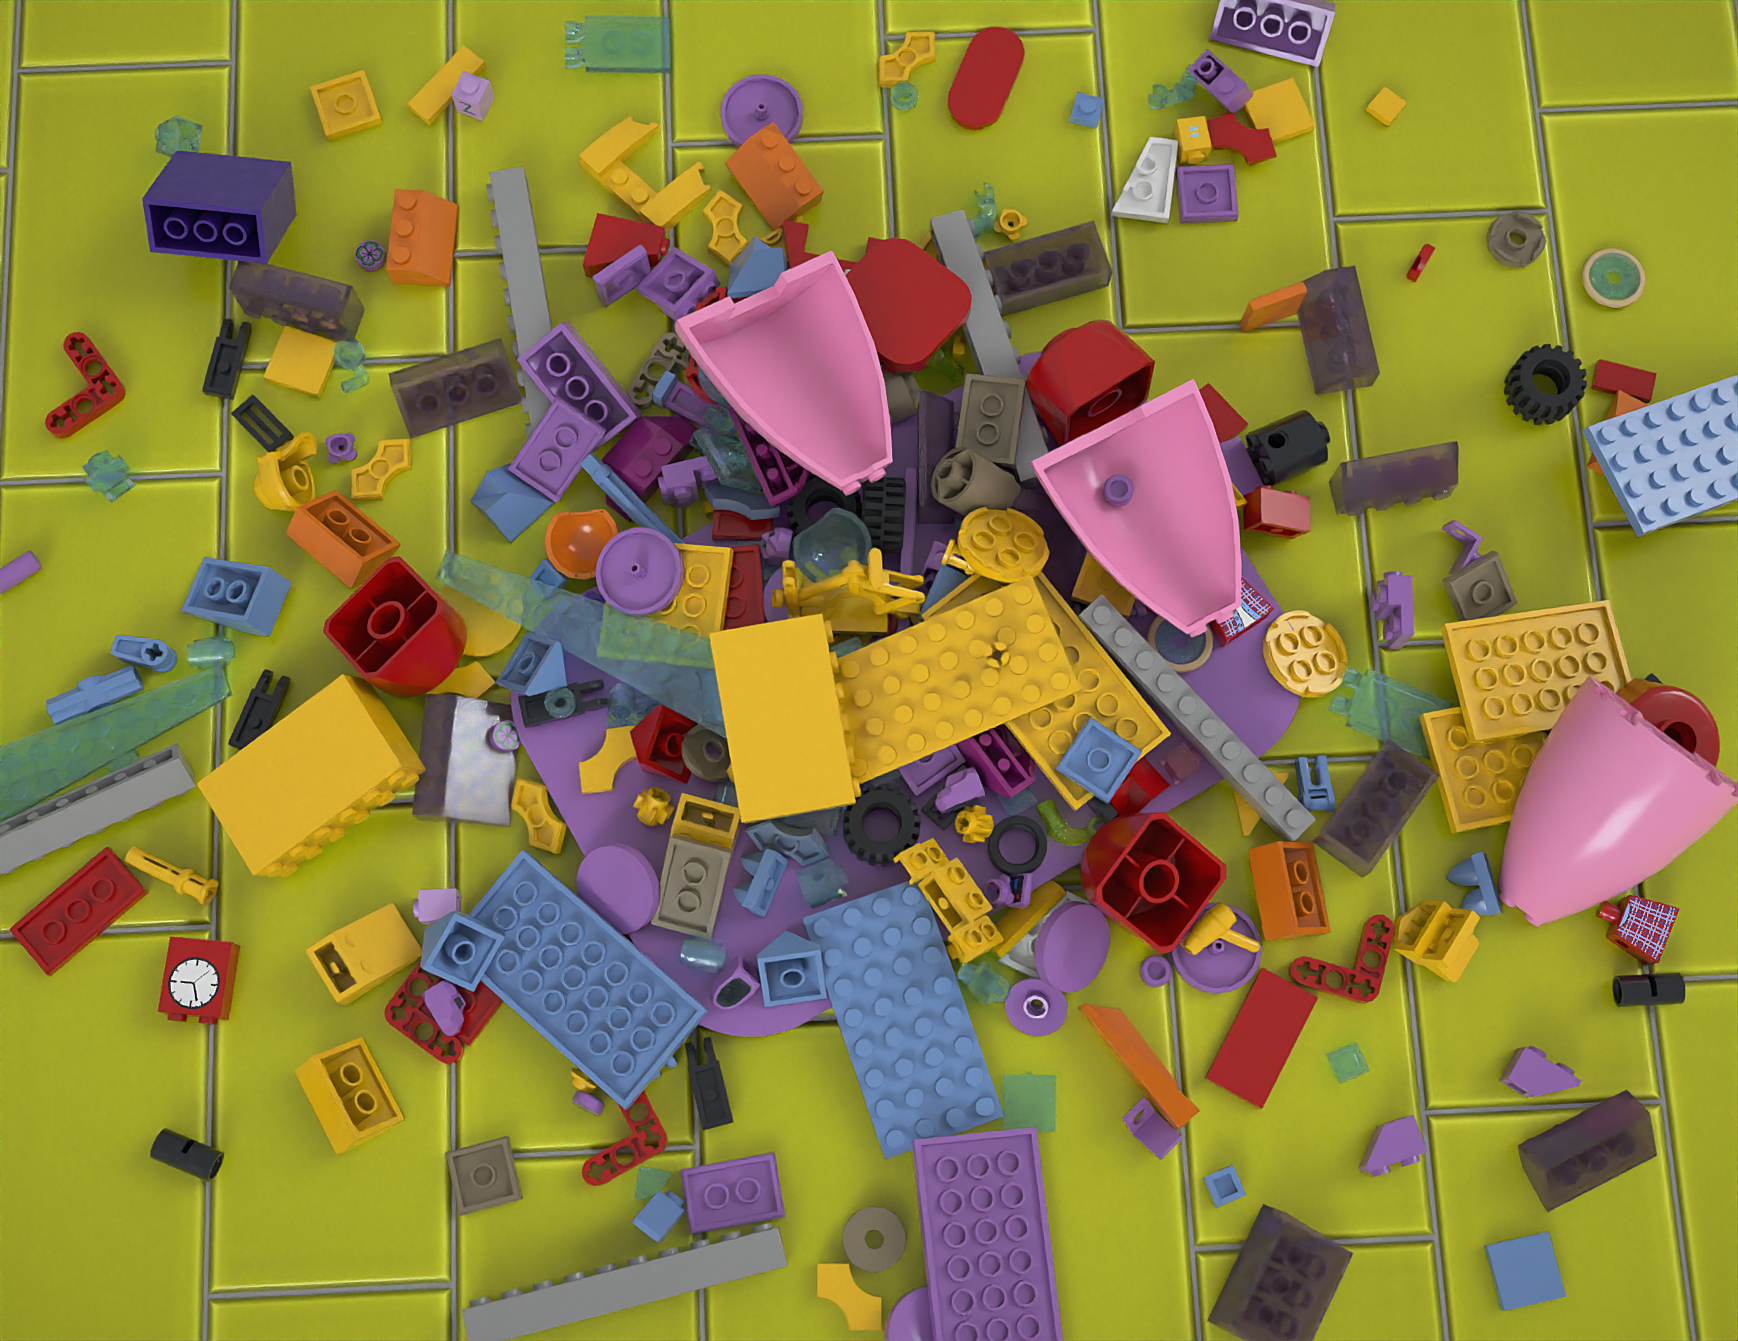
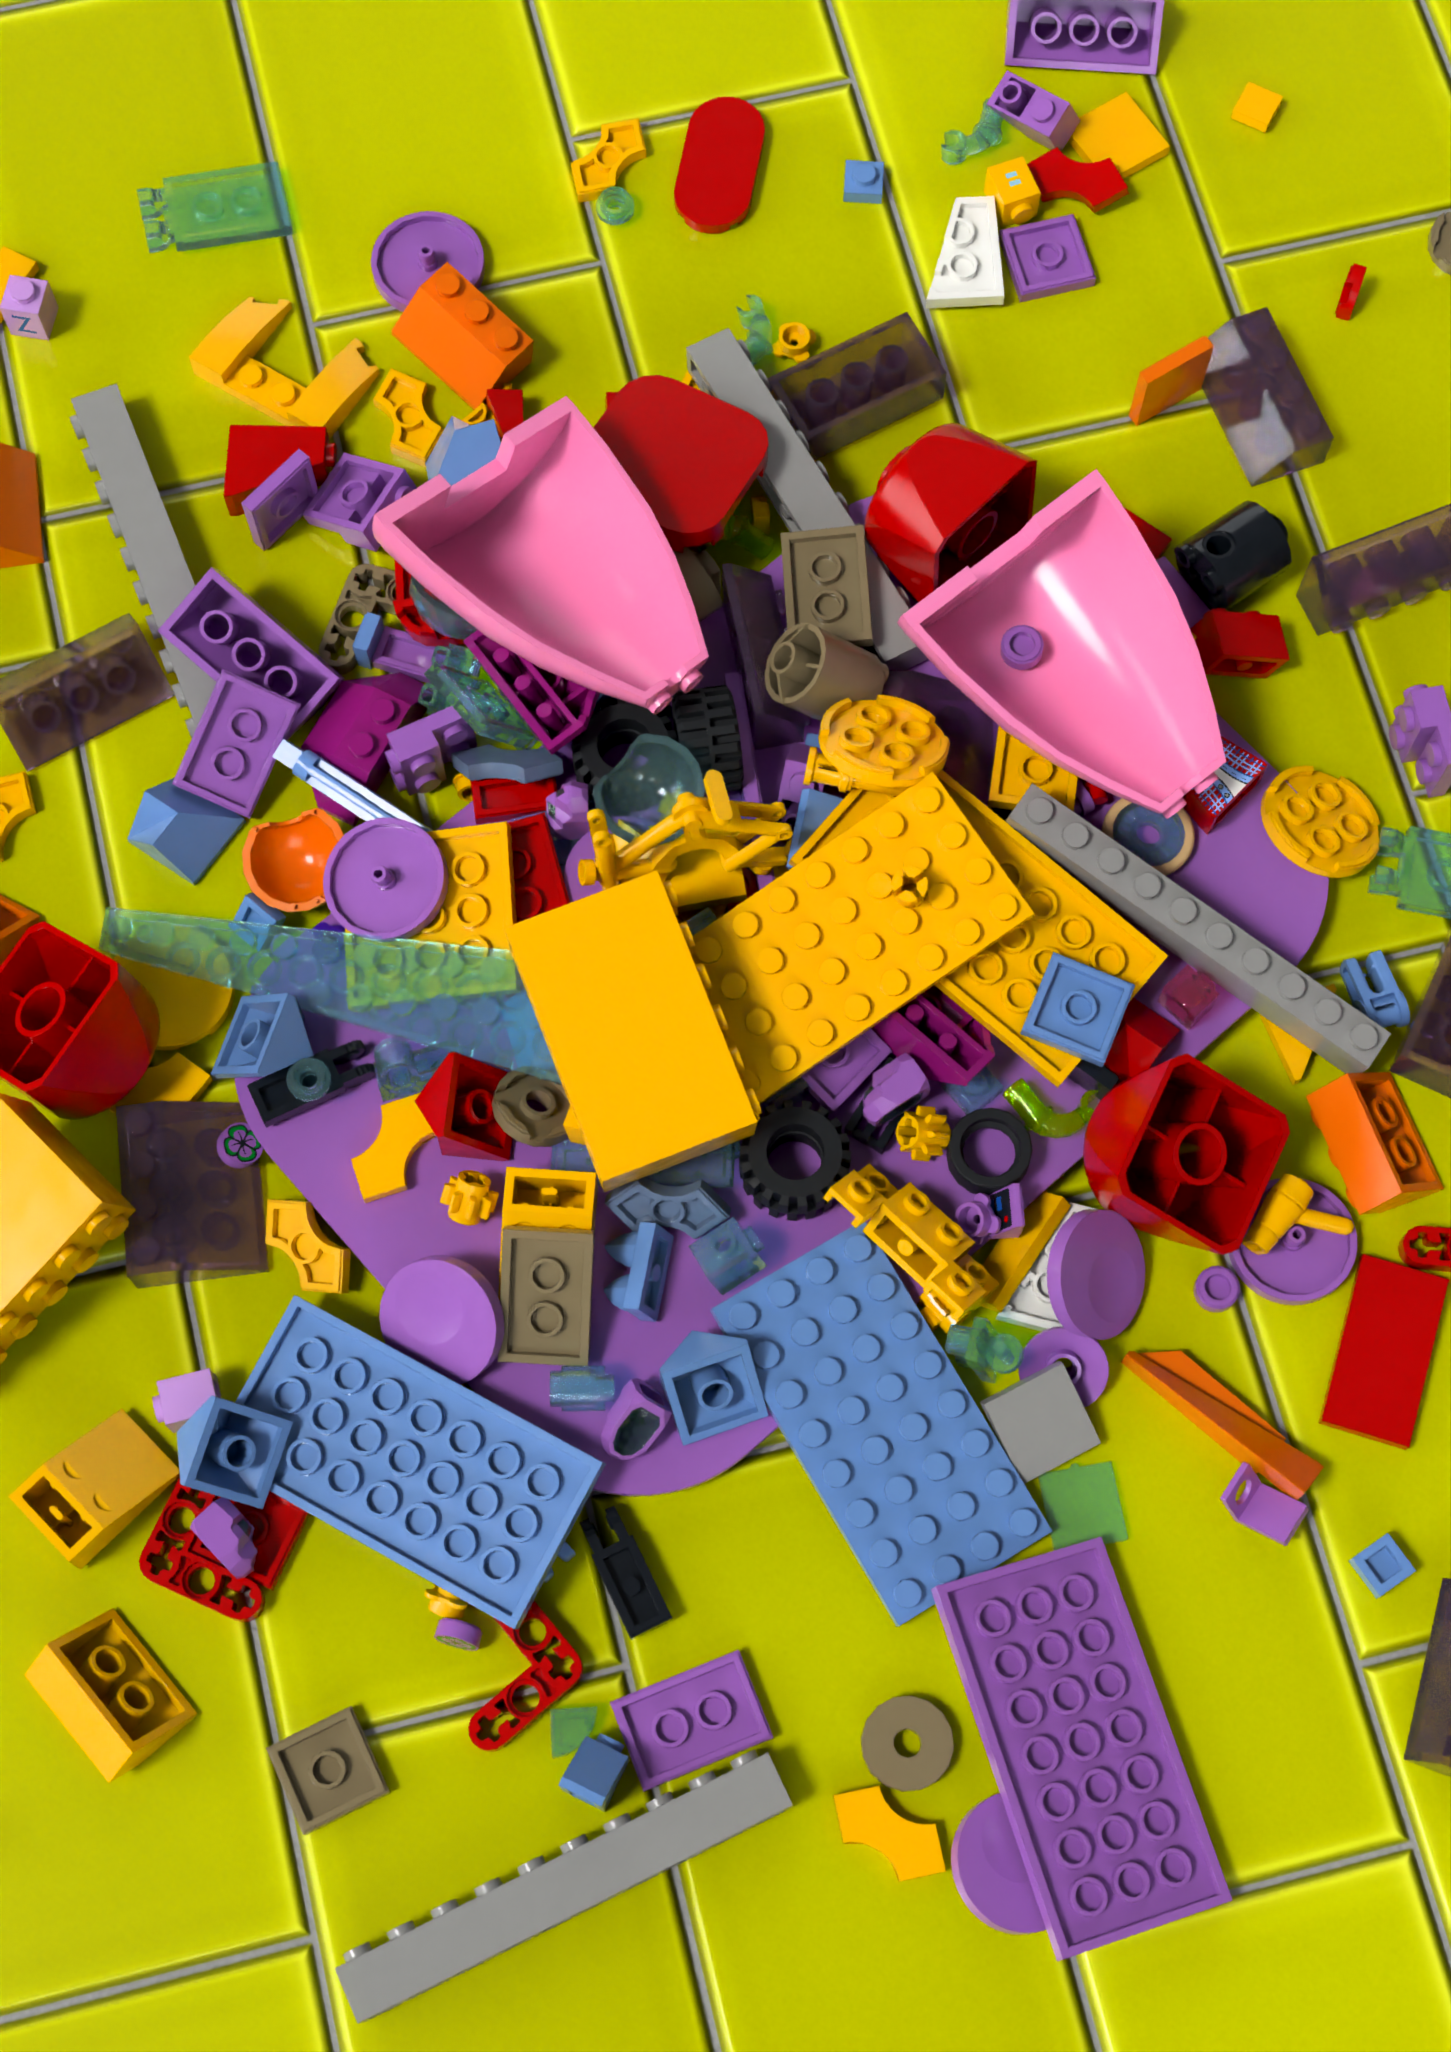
camera: 10 degrees left, 5 degrees down
(1012, 1040) = (1040, 1421): none -> light grey tile

